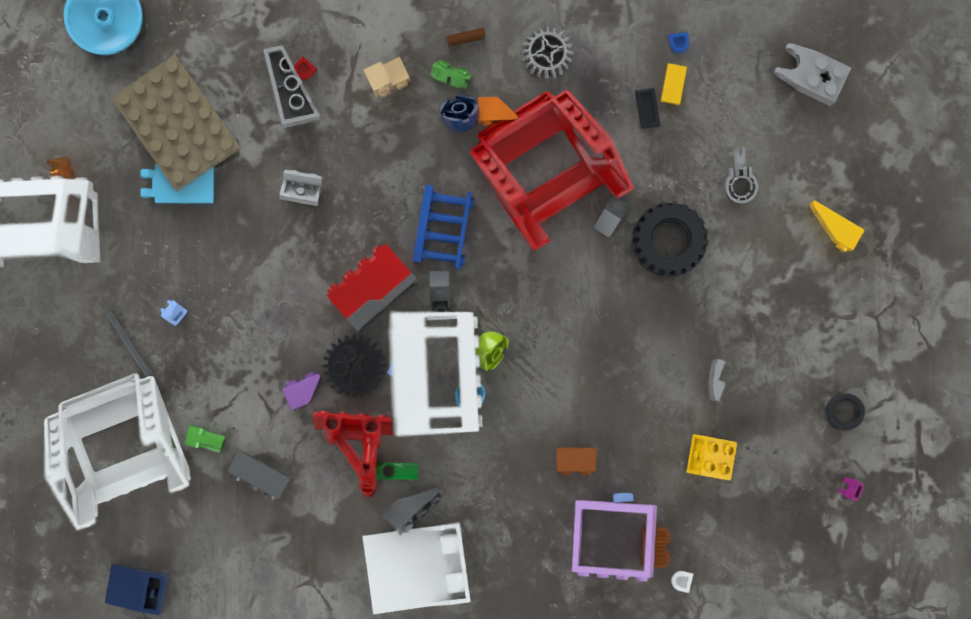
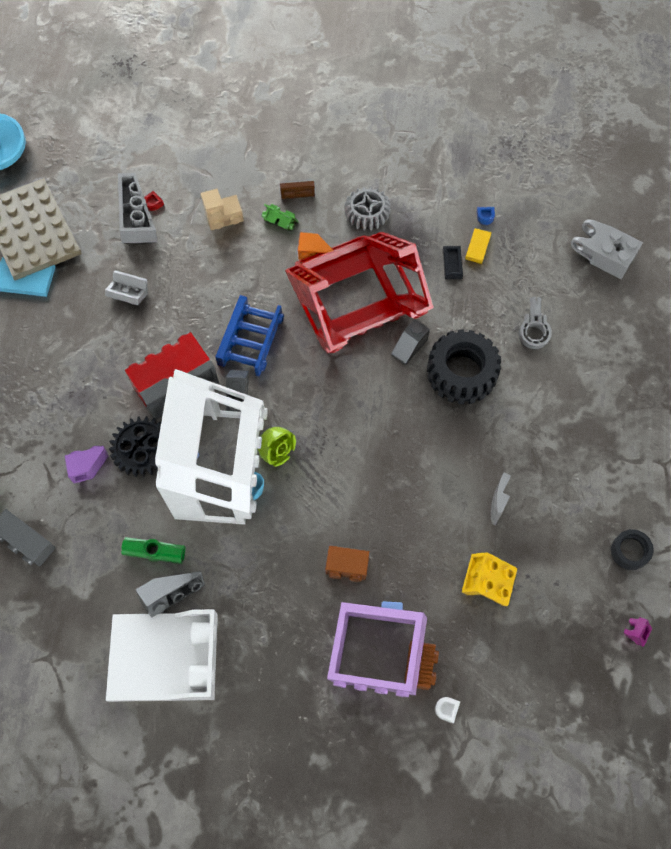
camera: 10 degrees right, 20 degrees down
(360, 427) = (139, 501): red plate -> none
(460, 113) = (282, 245): dark blue cylinder -> none
(838, 228) = (627, 377): yellow slope -> none

